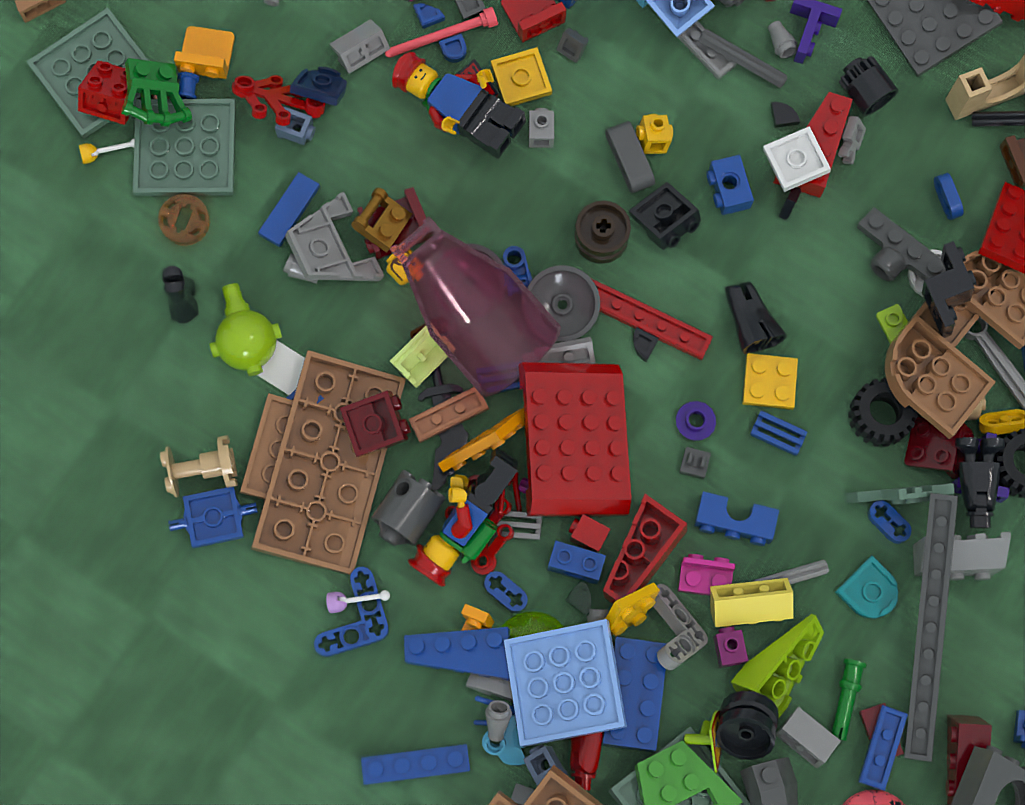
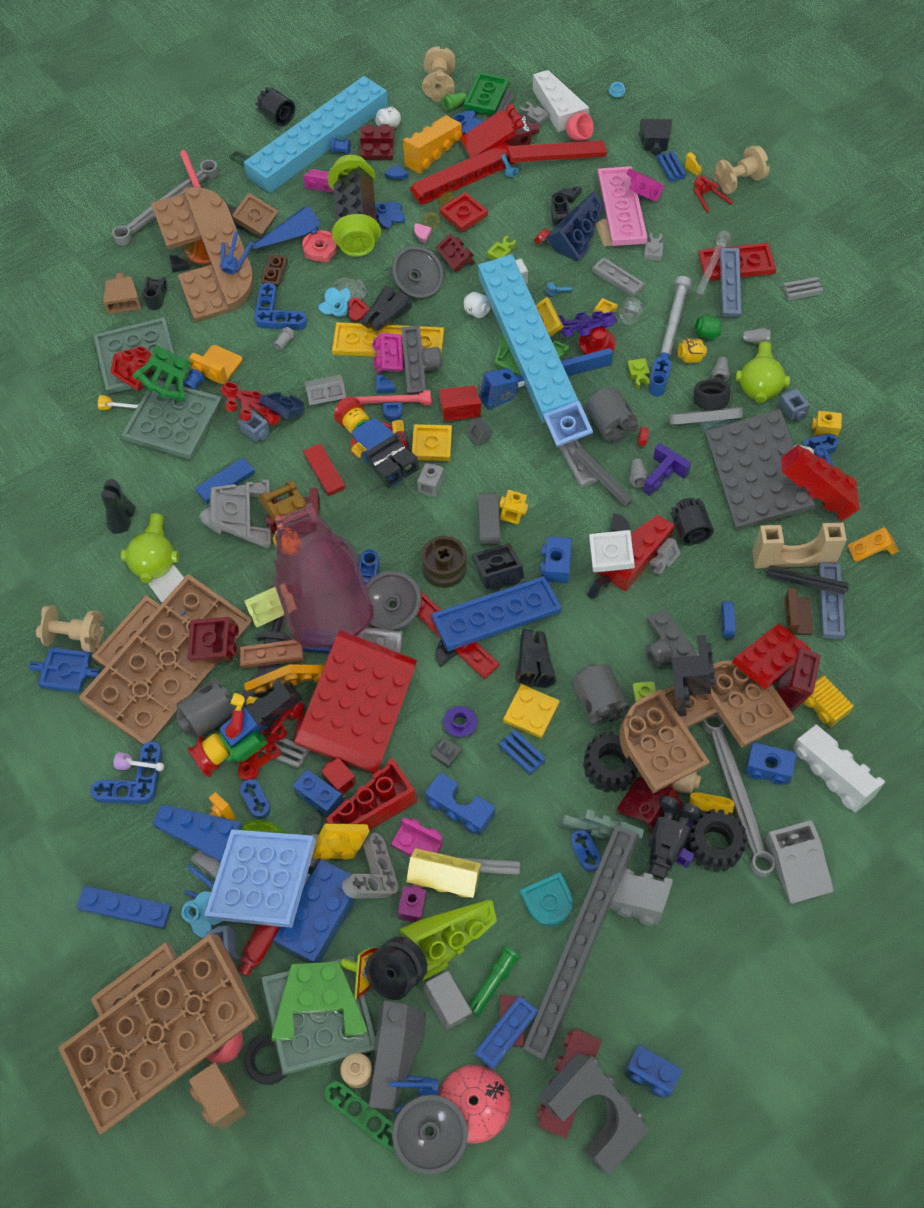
camera: 25 degrees right, 15 degrees down
(195, 223) = (154, 471): clear orange piece -> none
(404, 155) = (324, 469): none -> red tile
(497, 718) = (197, 888): light grey cone -> none
(687, 277) = (496, 613): none -> blue plate
(842, 336) = (599, 693): none -> dark grey cylinder

